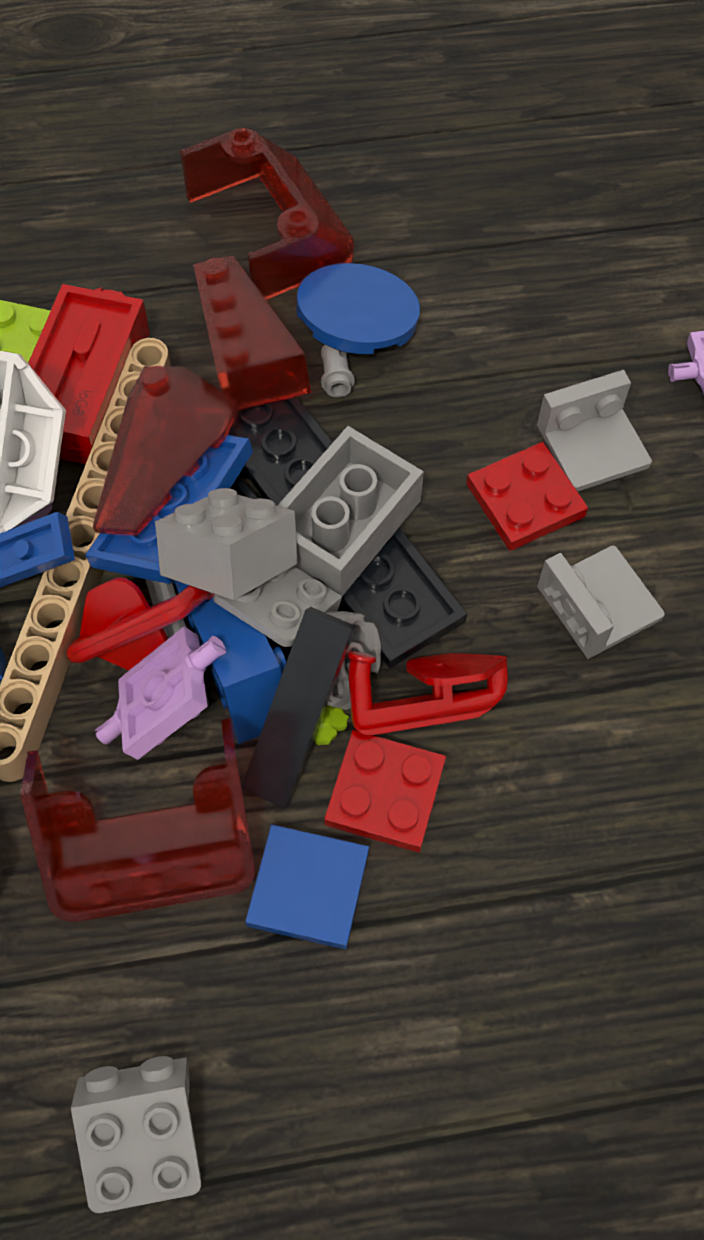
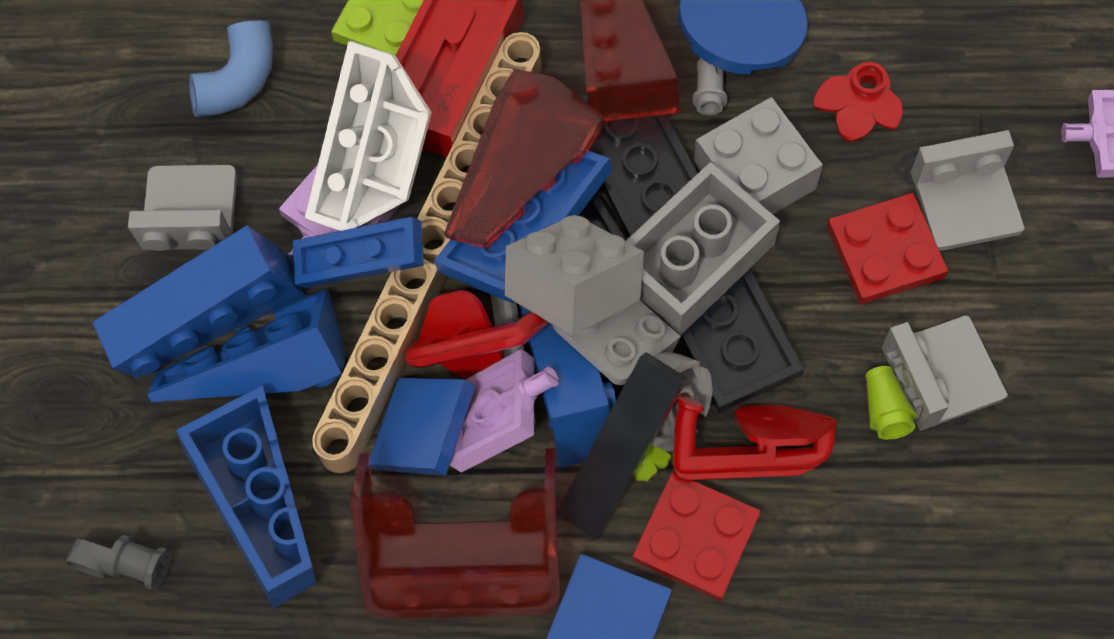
camera: 15 degrees right, 5 degrees up
(92, 719) = (422, 425): none -> blue tile
(398, 419) = (762, 156): none -> light grey brick
(479, 372) = (857, 106): none -> red plate
(554, 638) = (888, 404): none -> lime cone

